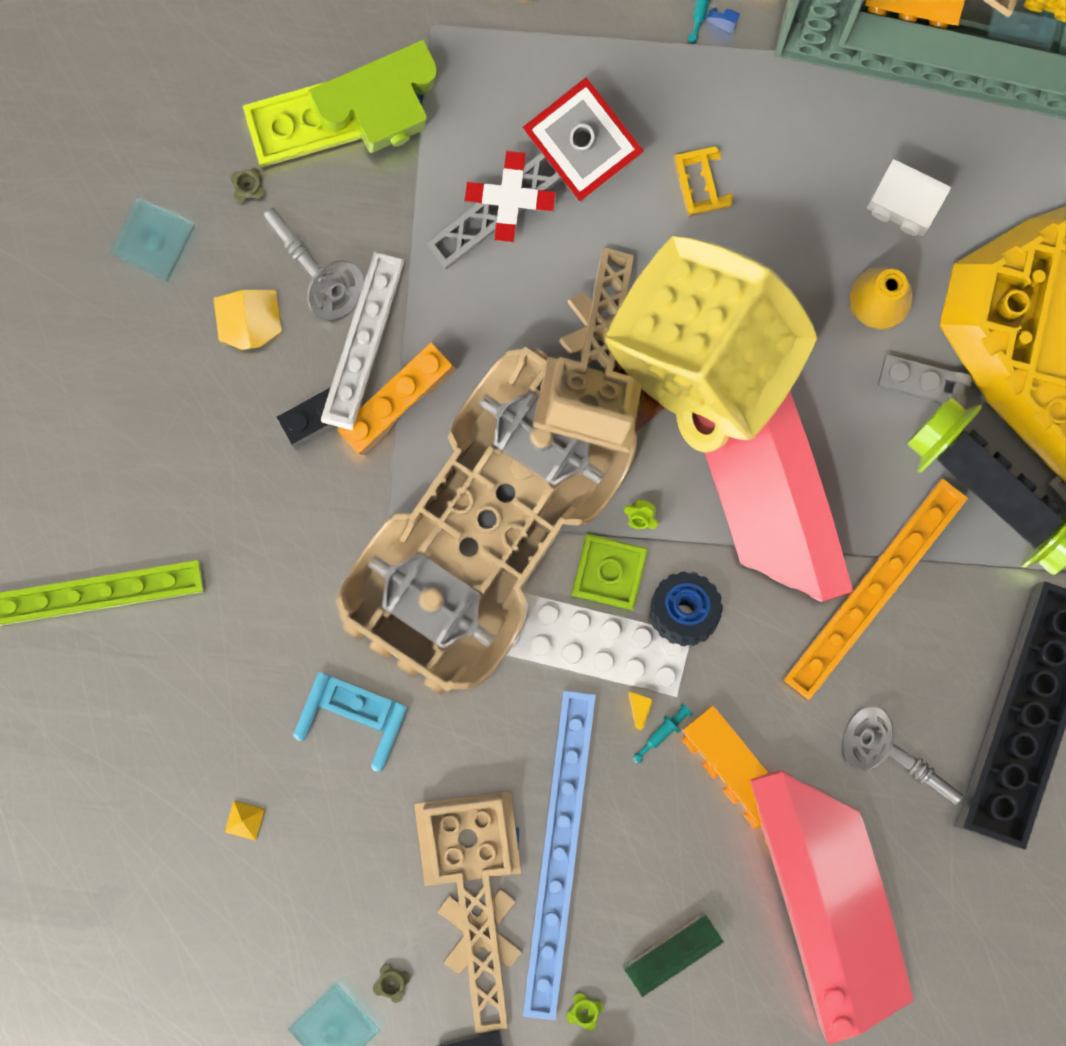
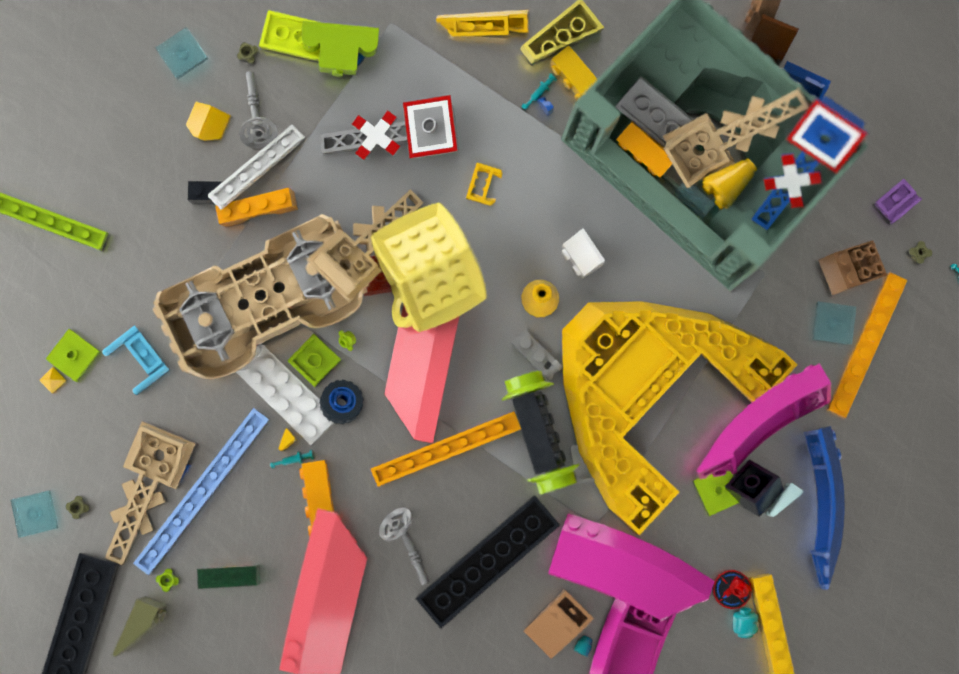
camera: 30 degrees right, 0 degrees up
(253, 767) = (72, 355): none -> lime plate

